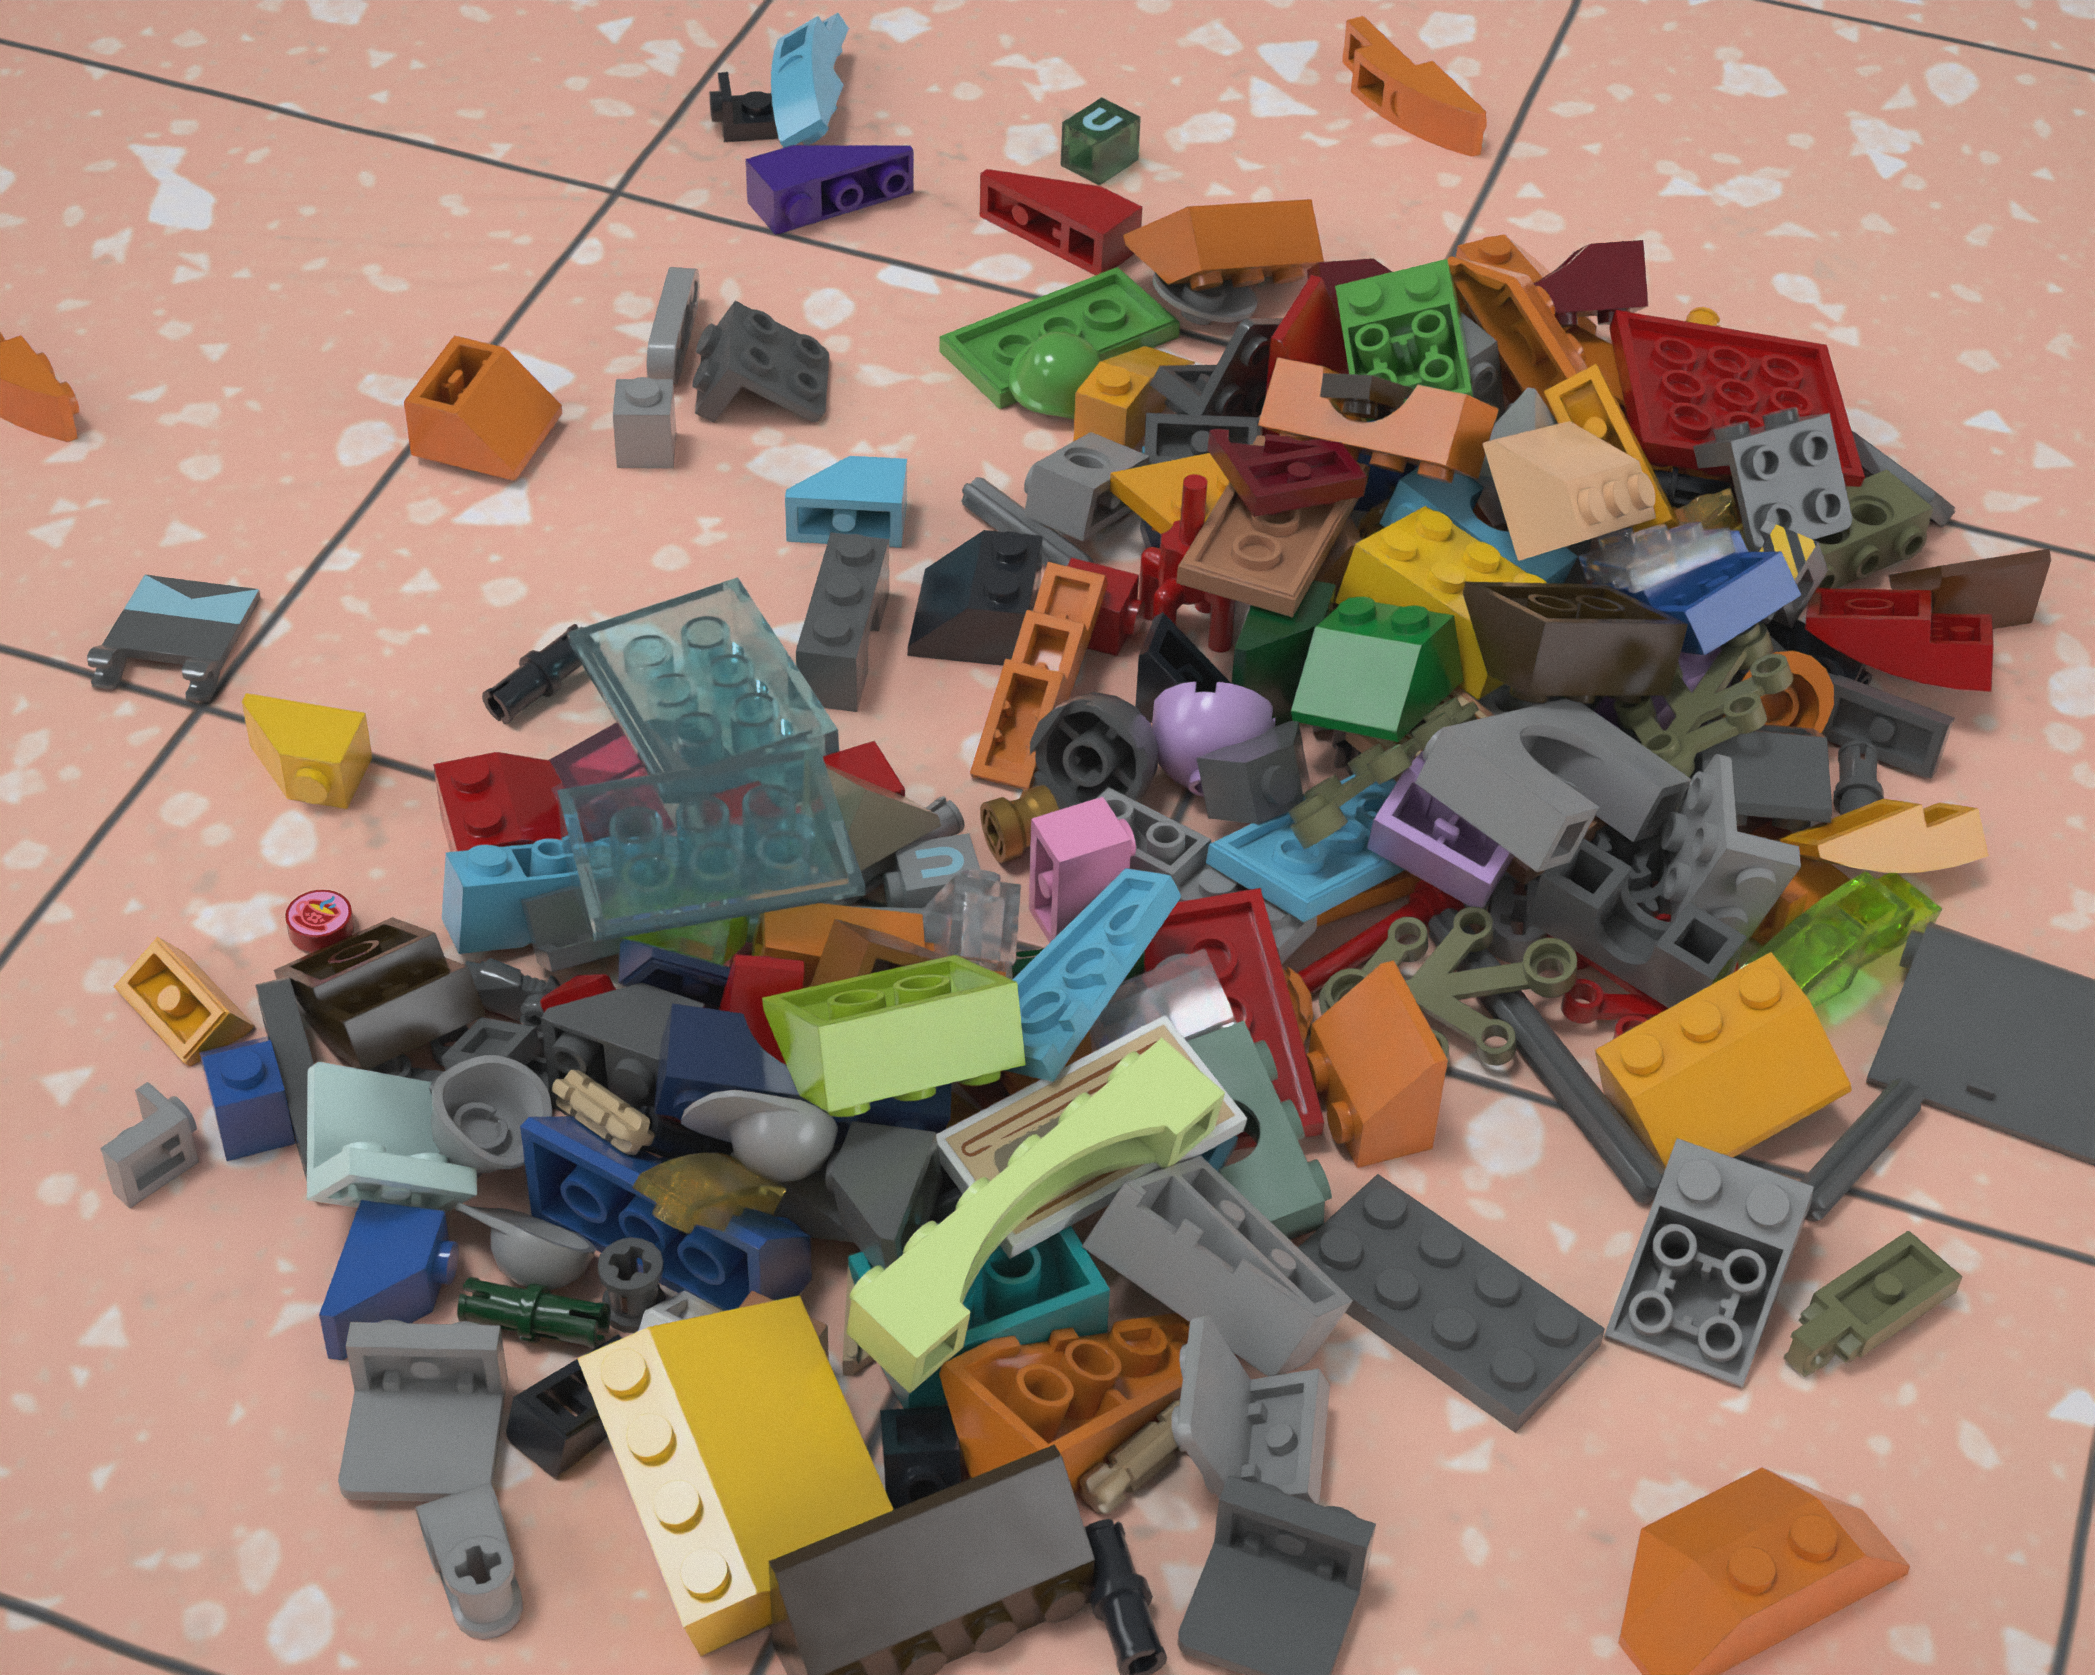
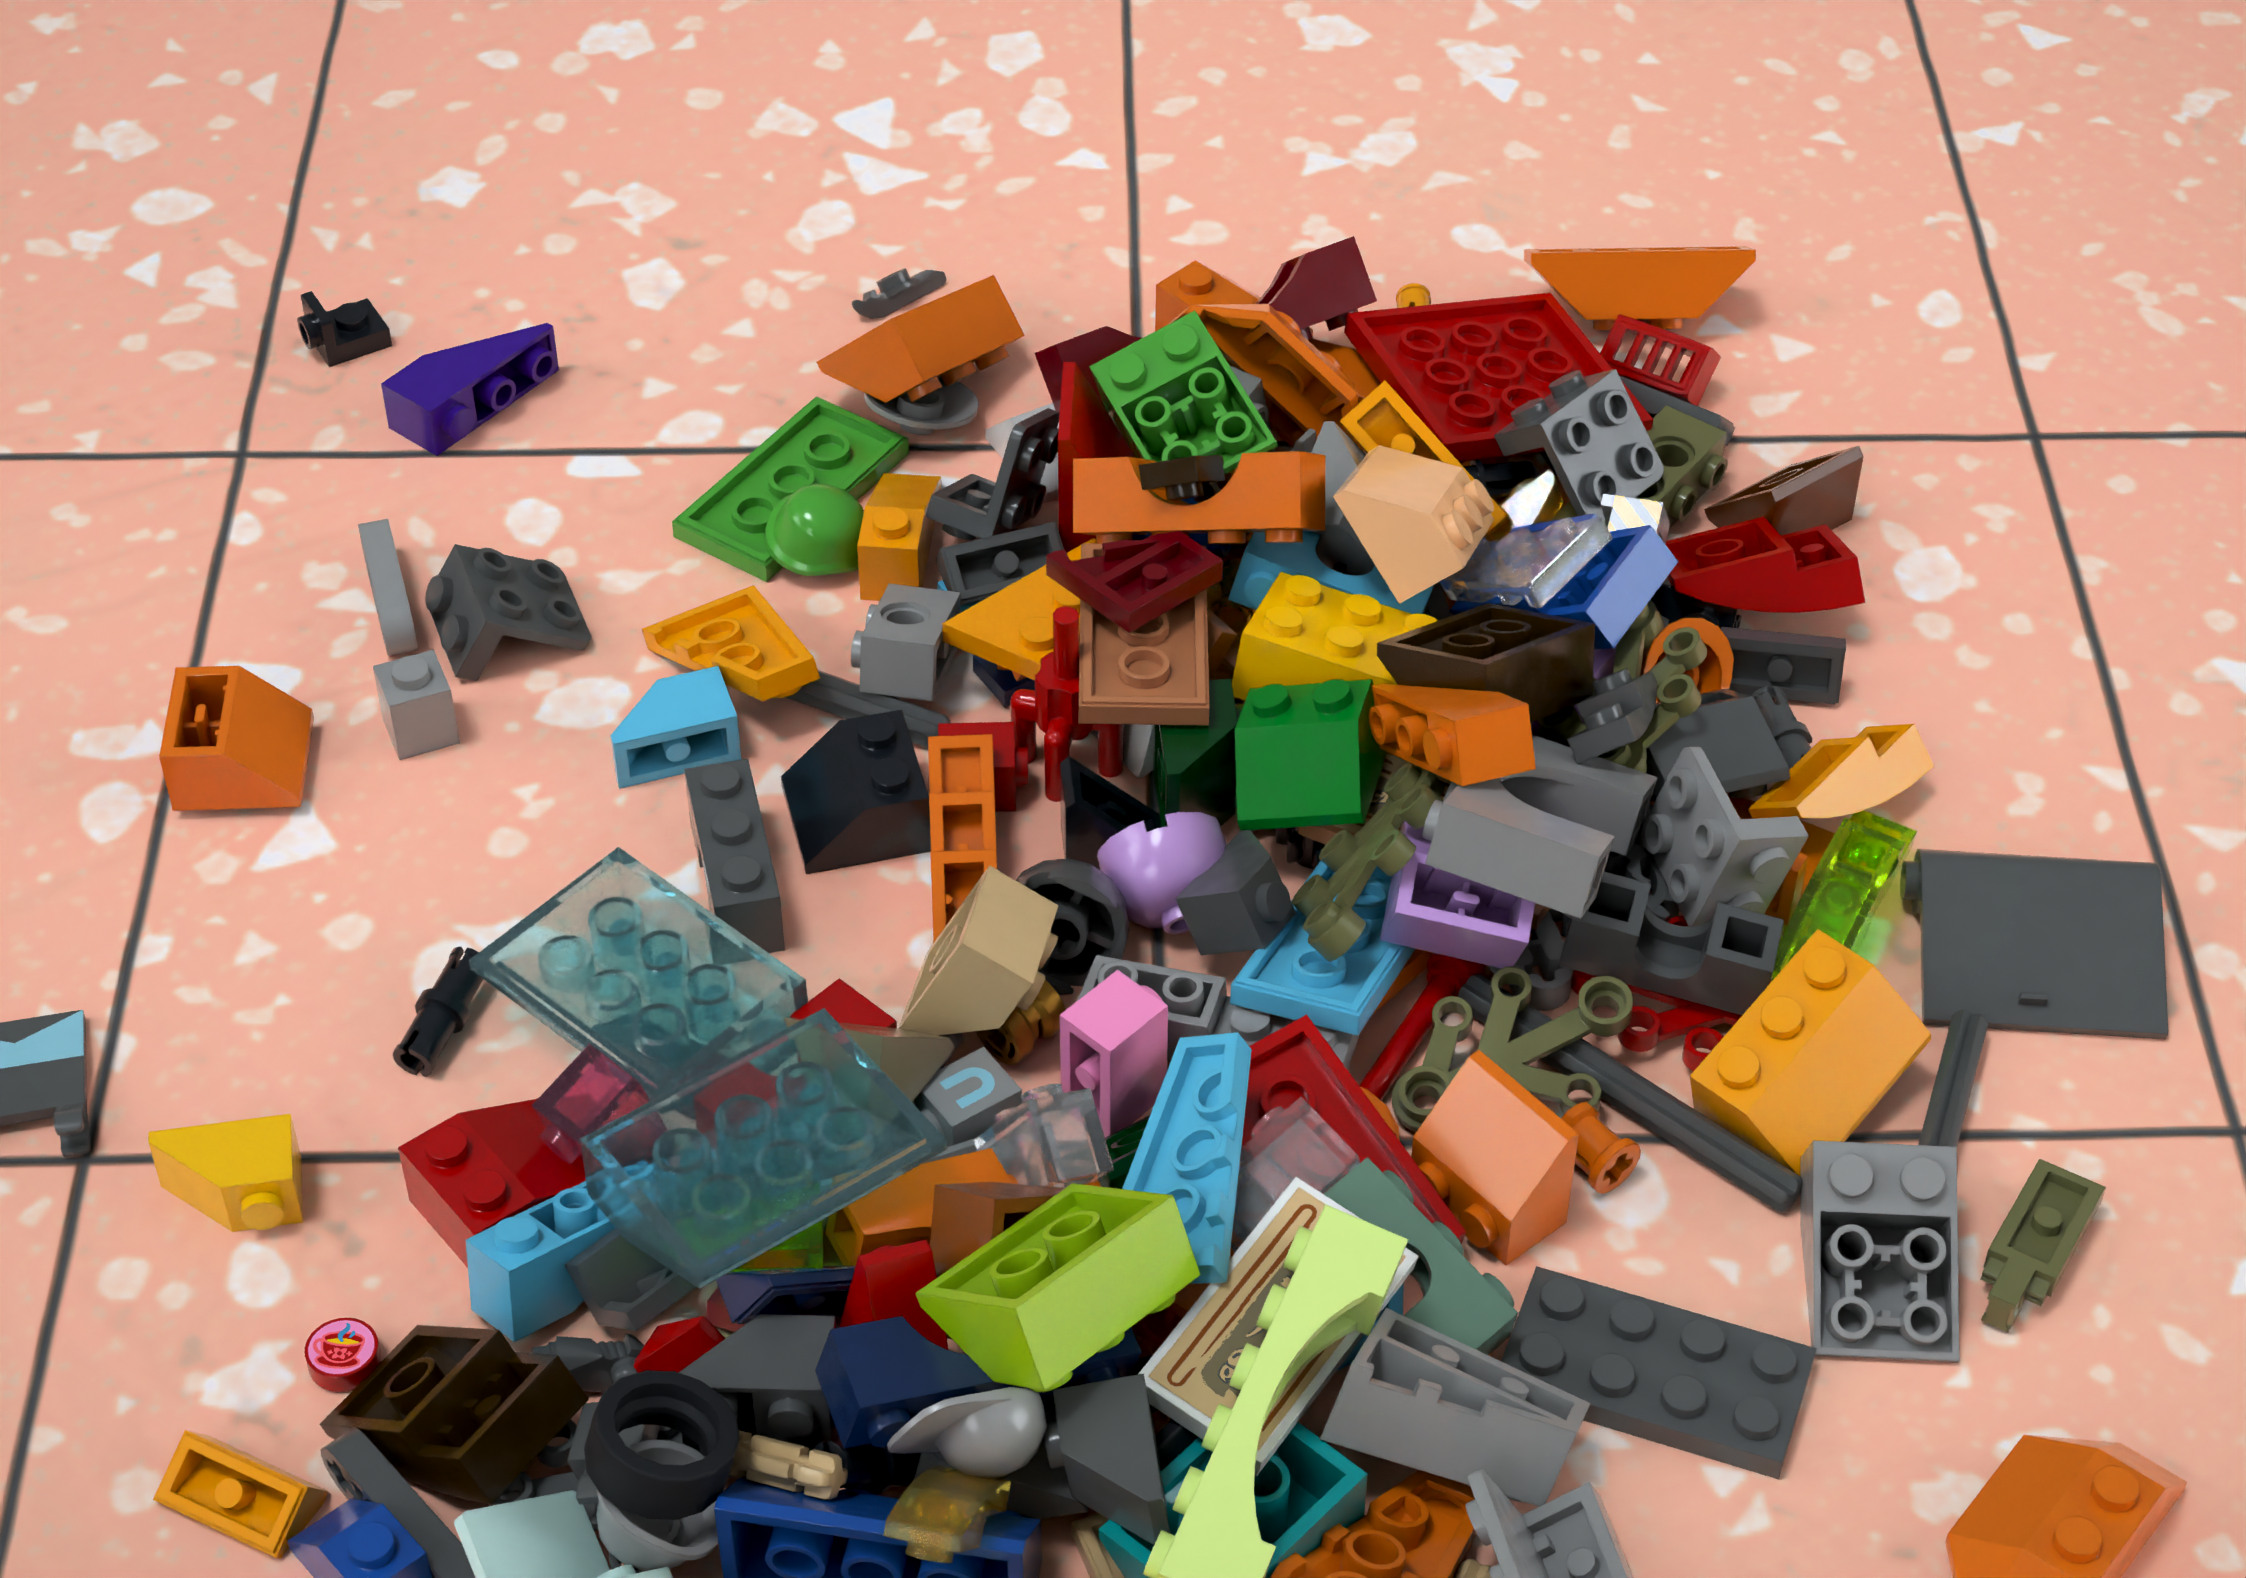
camera: 20 degrees left, 0 degrees up
(514, 1021) = (652, 1487): none -> black tyre
(805, 81) = (395, 279): medium azure slope -> none
(940, 448) = (742, 638): none -> light orange wing
(1002, 757) = (984, 960): none -> tan slope
(1061, 217) = (738, 358): red slope -> none
(1100, 141) = (732, 264): clear green brick -> none
(1239, 193) = (898, 291): none -> dark grey piece
(1411, 95) = (1019, 134): orange slope -> none
(1489, 1098) = (1599, 1150): none -> orange bush
(1498, 676) = (1454, 731): none -> orange slope
(1673, 711) = (1614, 714): none -> dark grey slope
(1919, 358) = (1641, 282): none -> orange wedge
(1933, 457) = (1697, 372): none -> red slope

